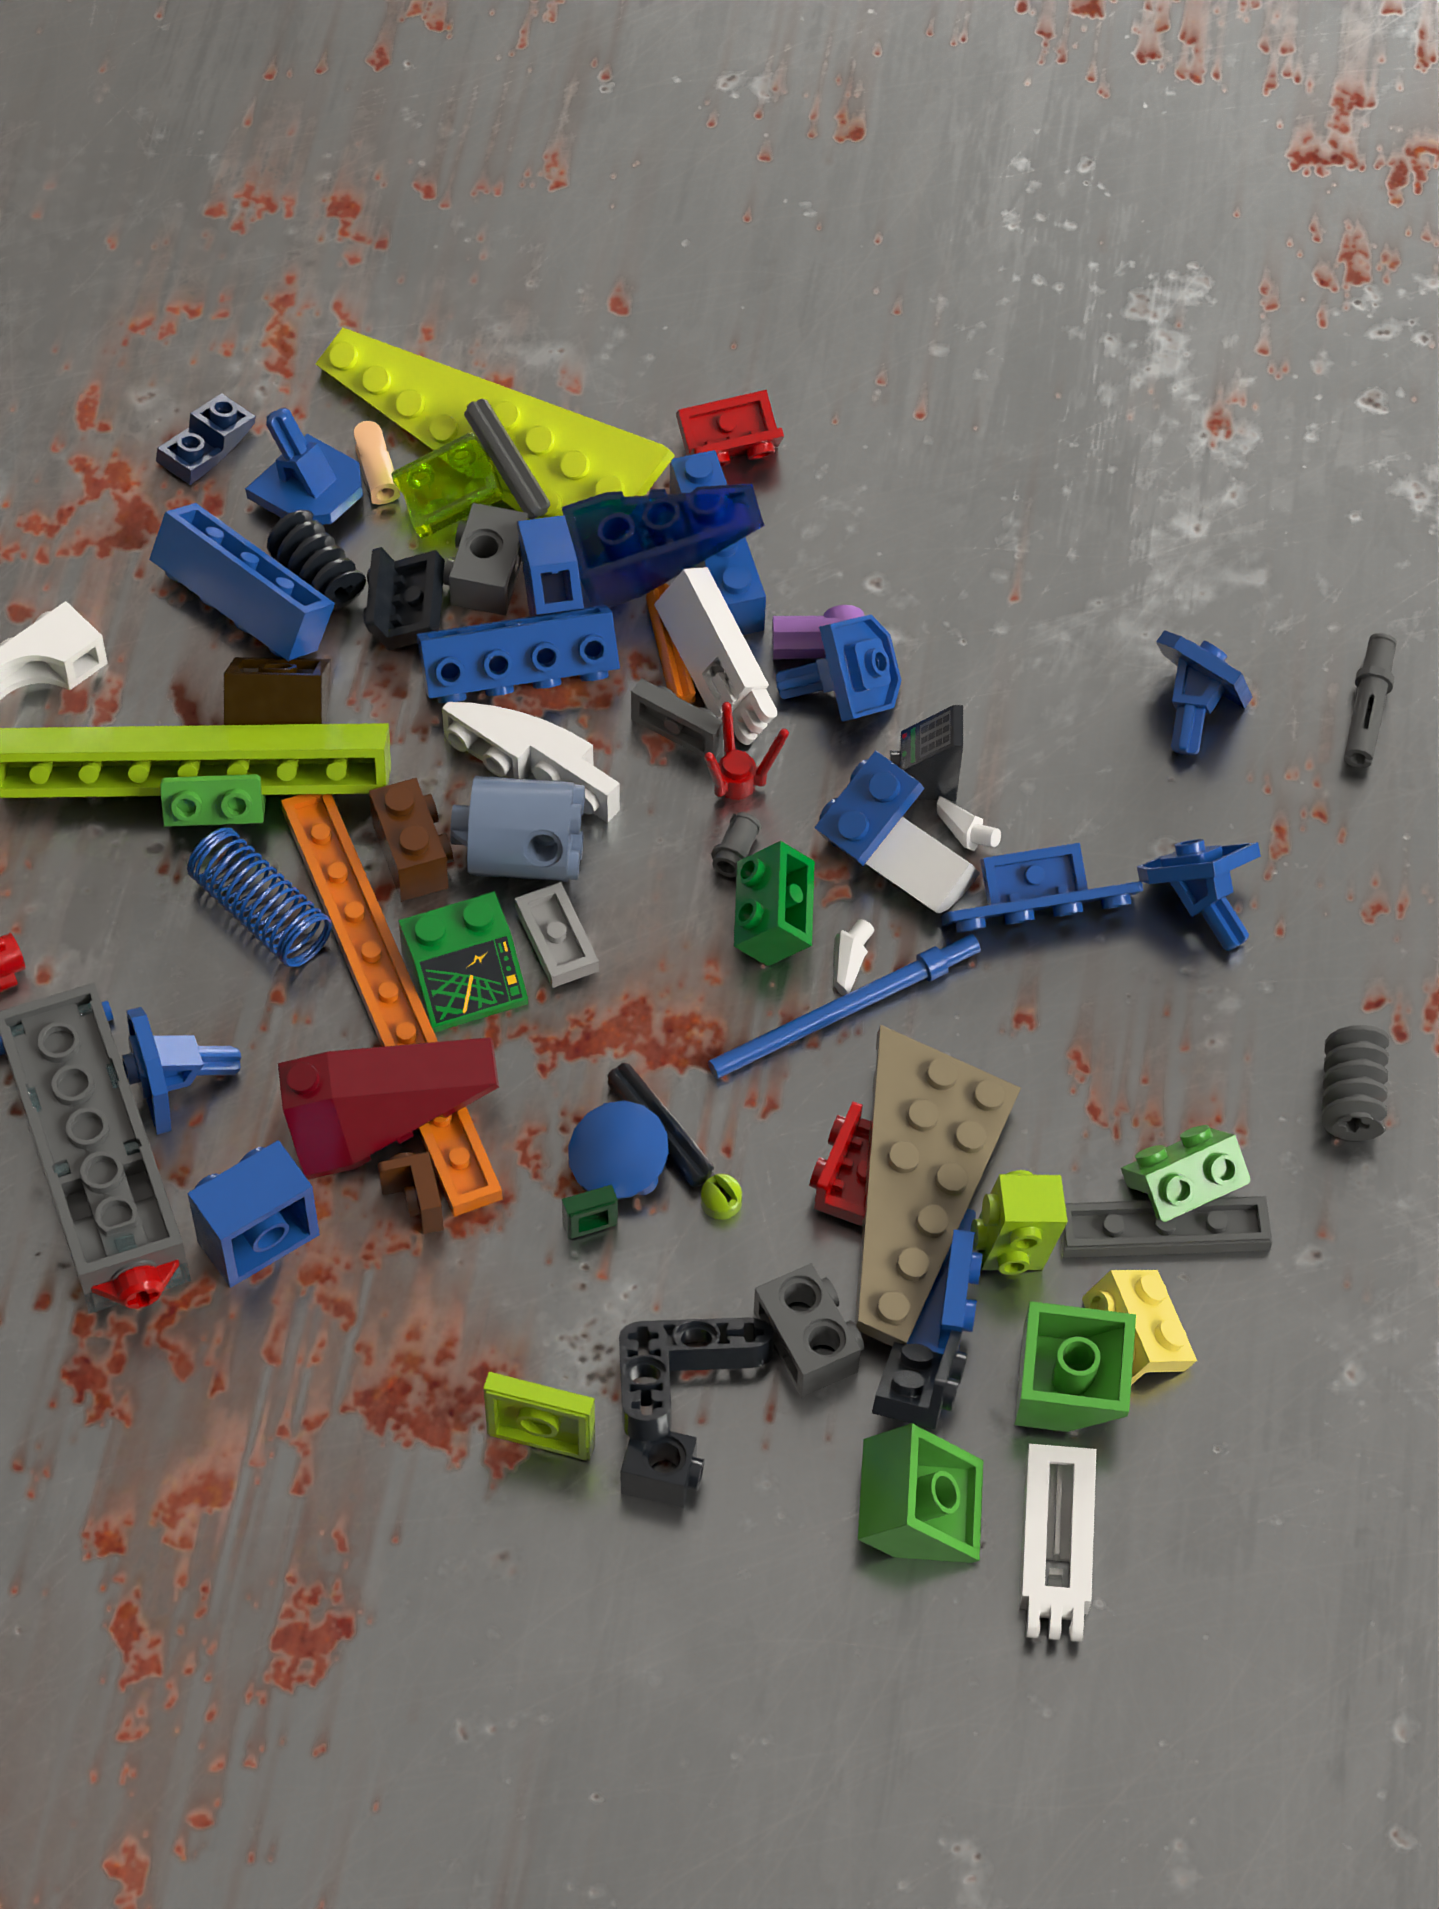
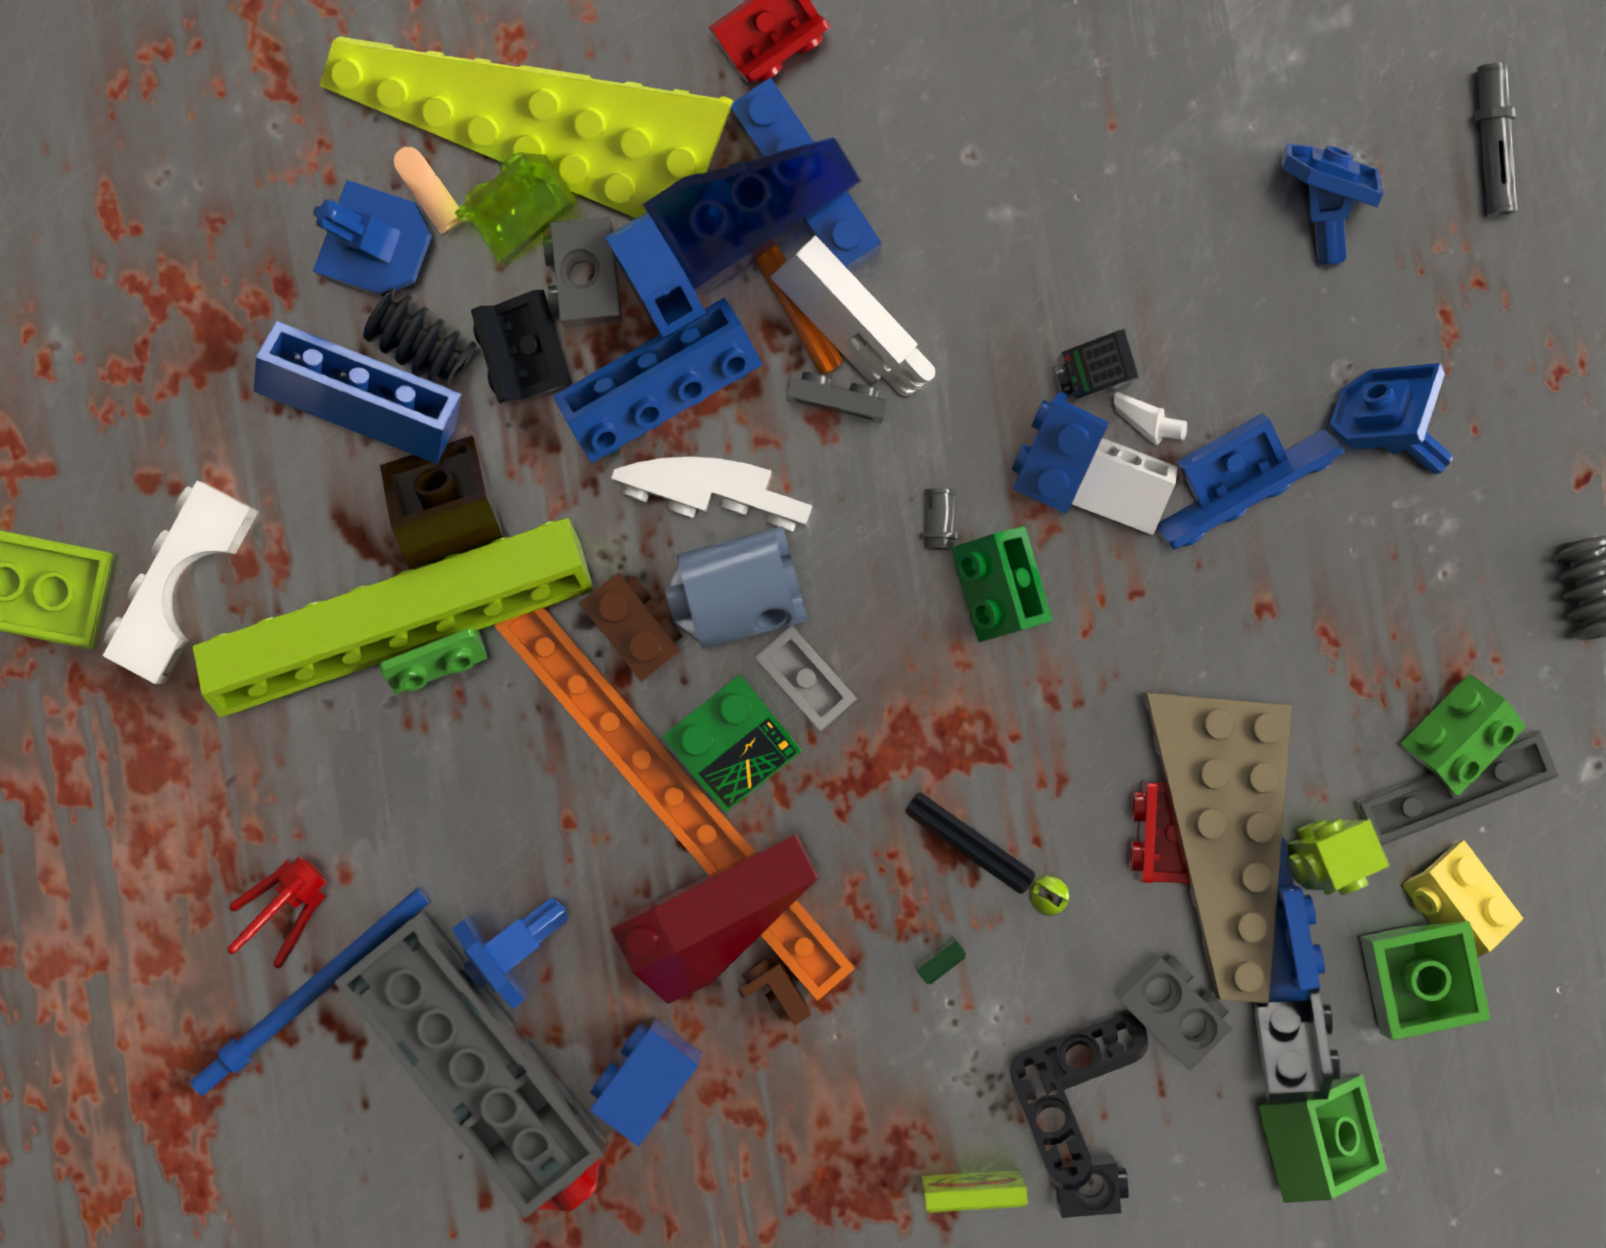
camera: 10 degrees left, 30 degrees up
(209, 438) = (246, 215): dark blue slope -> none
(284, 944) = (453, 712): blue piece -> none
(507, 458) = (565, 159): dark grey axle -> none
(619, 1147) = (944, 889): blue dish -> none
(737, 771) = (915, 437): red plant -> none
(800, 635) = (953, 248): medium lavender piece -> none
(850, 954) = (1084, 602): white bar -> none
(856, 666) = (991, 288): blue piece -> none
(928, 965) = (1163, 587): blue bar -> none
(1057, 1528) = (1444, 1115): white hinge -> none

